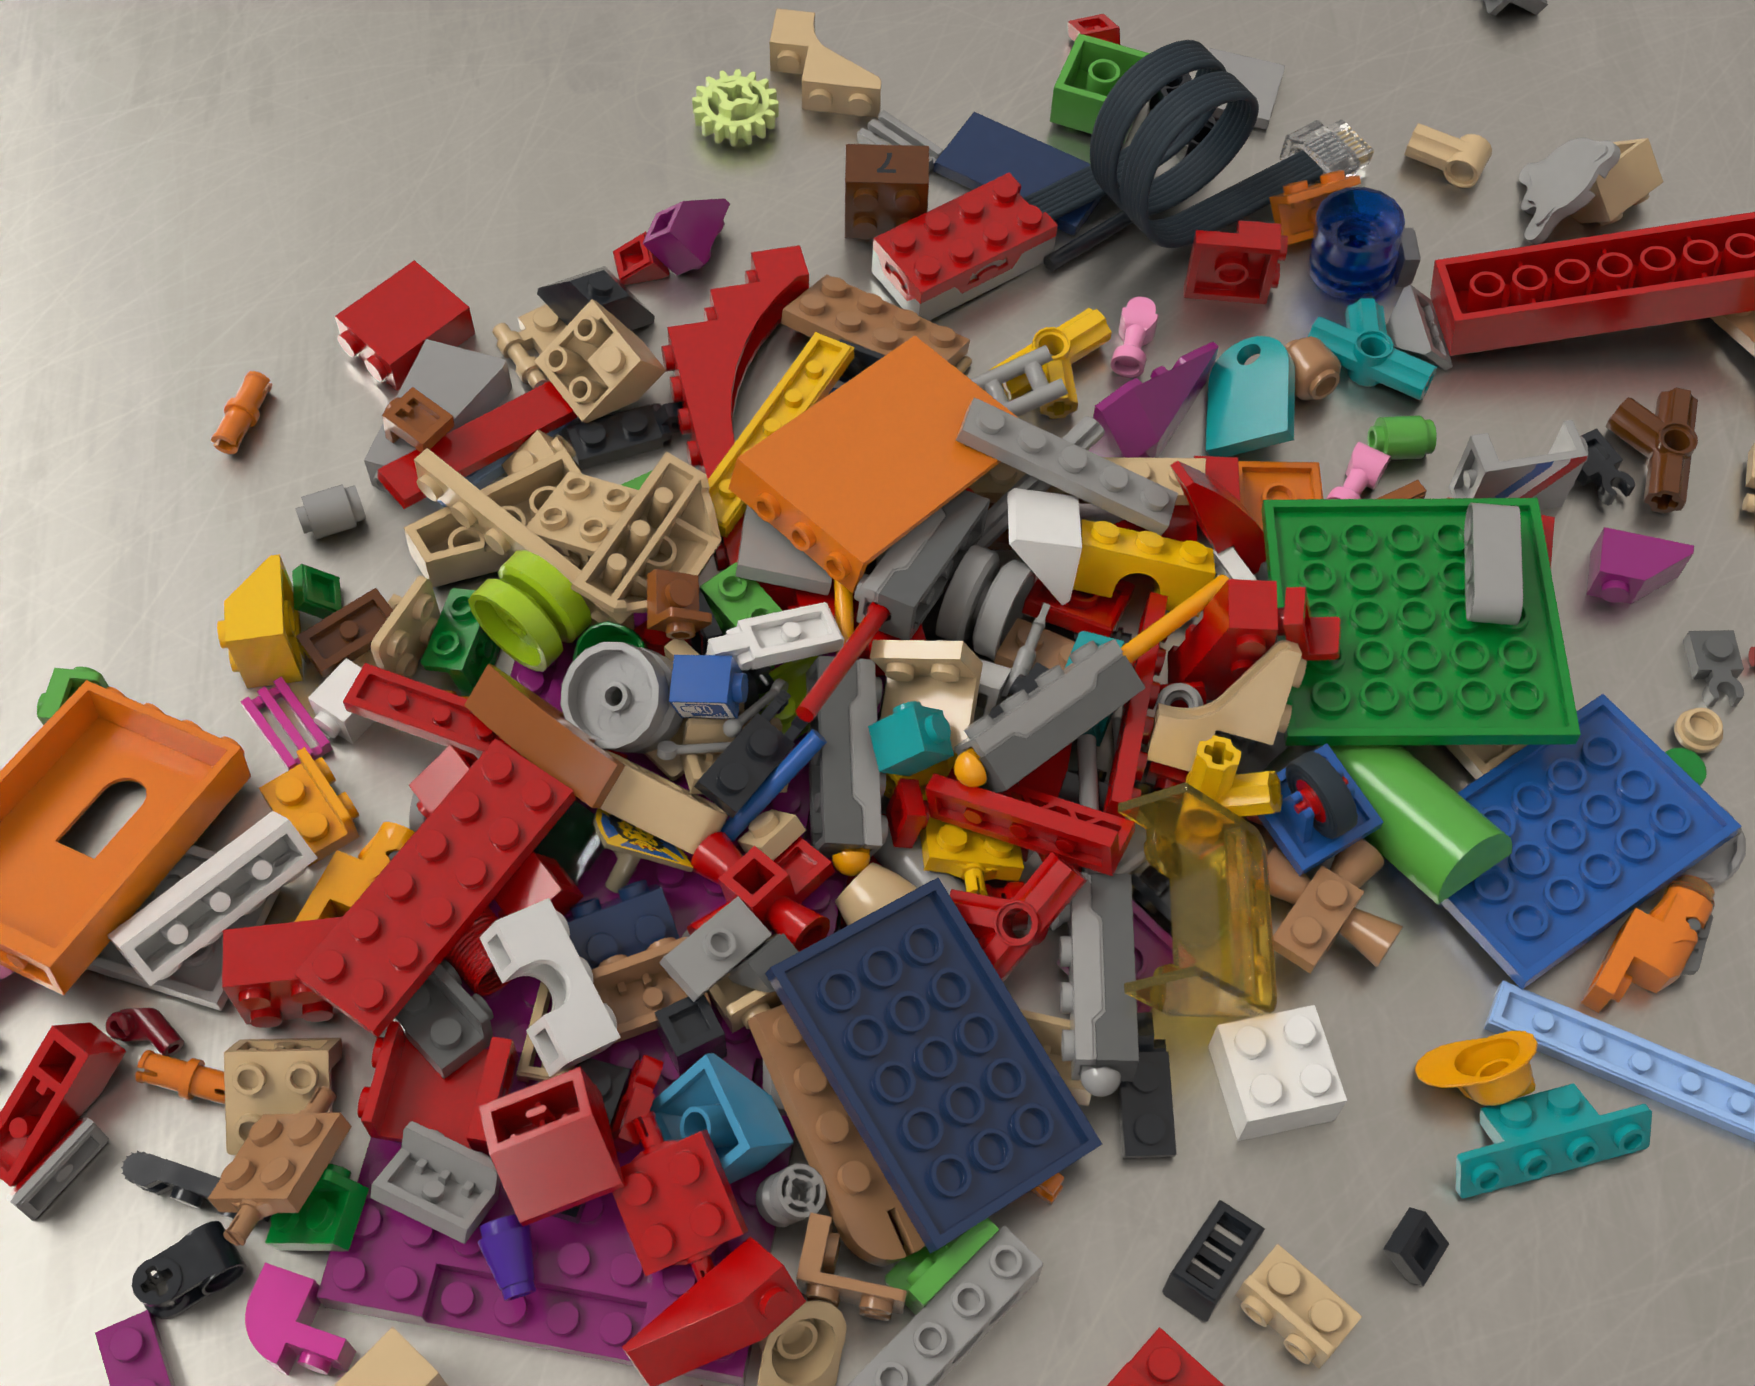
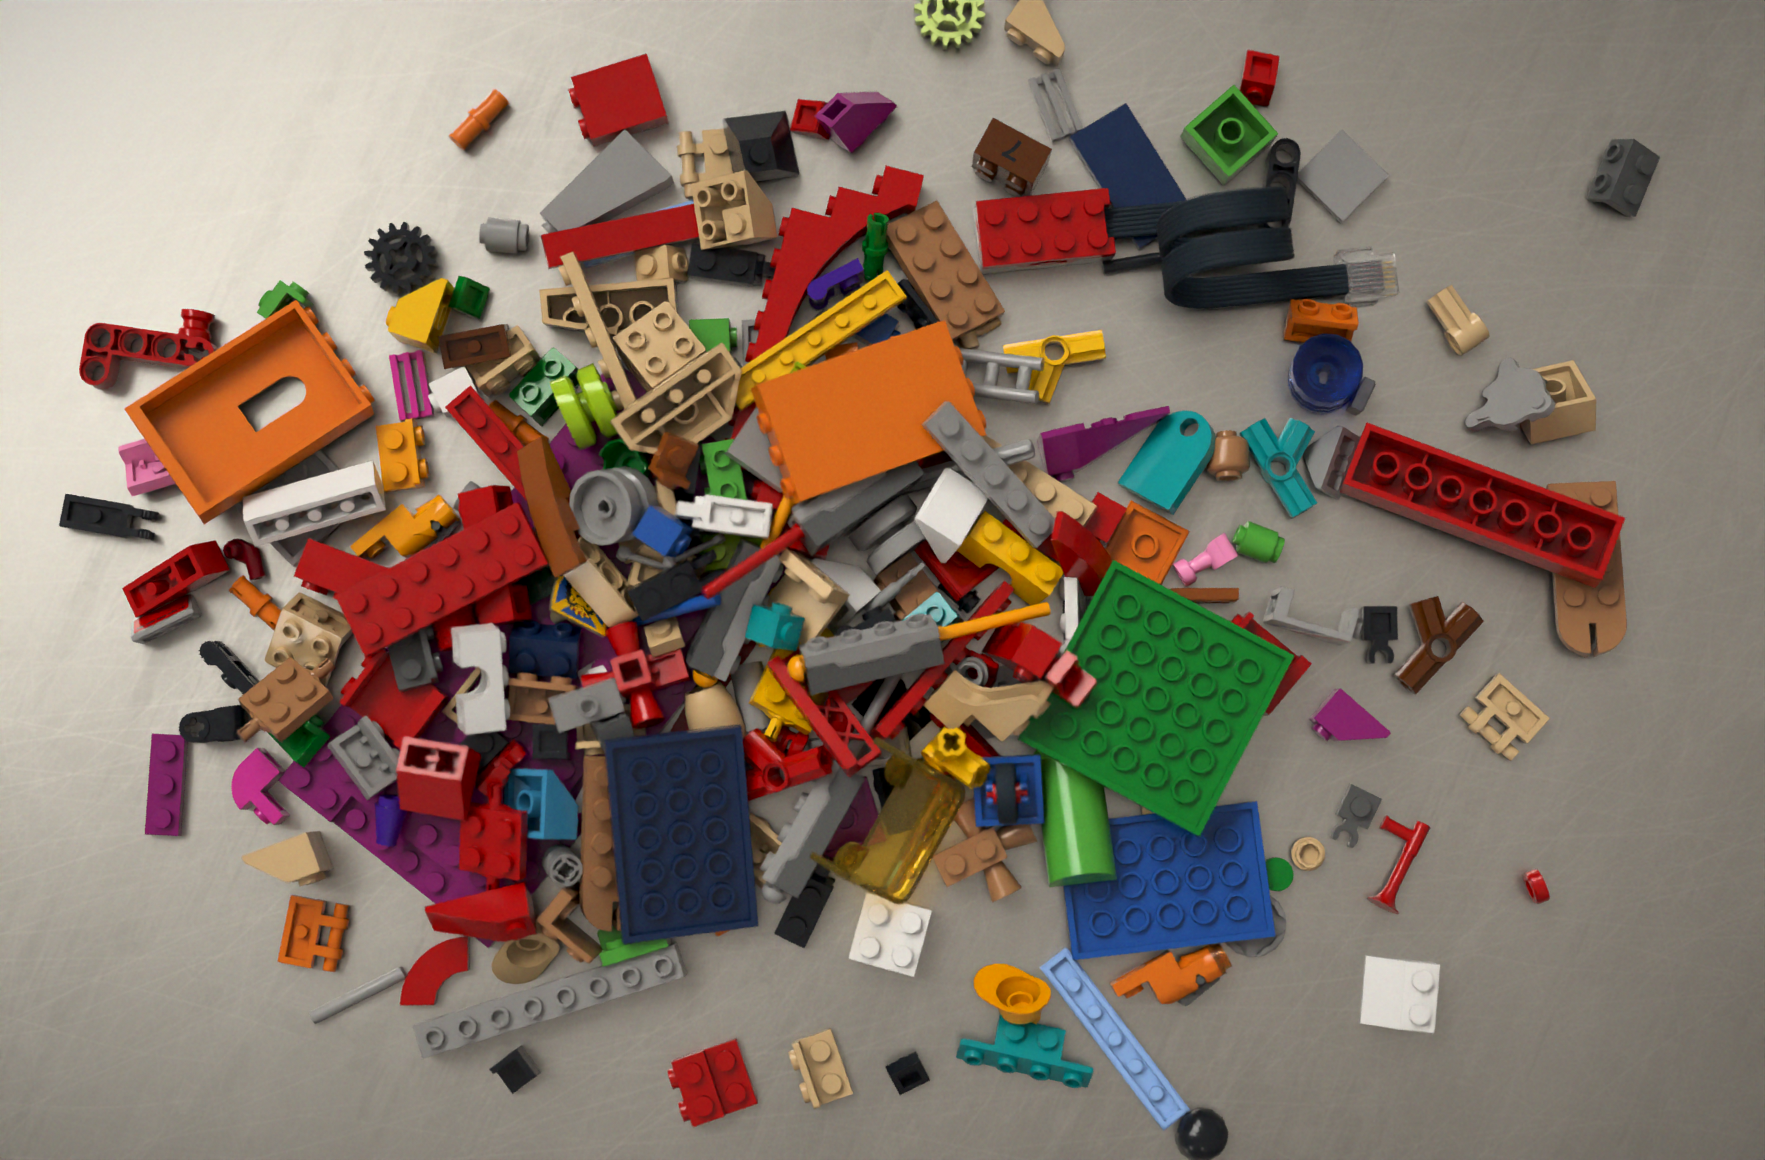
camera: 30 degrees right, 25 degrees up
(202, 585) = (395, 270): none -> black gear
(416, 420) = (582, 209): dark orange bracket -> none
(760, 375) = (842, 281): none -> dark purple plate
(783, 325) = (875, 245): none -> green pin
(907, 813) = (755, 663): red plate -> none
(1136, 329) = (1132, 356): bright pink leg -> none
(1196, 1288) = (764, 1029): black slope -> none
(1236, 264) = (1237, 353): red plate -> none
(1493, 564) = (1222, 693): light grey beam -> none

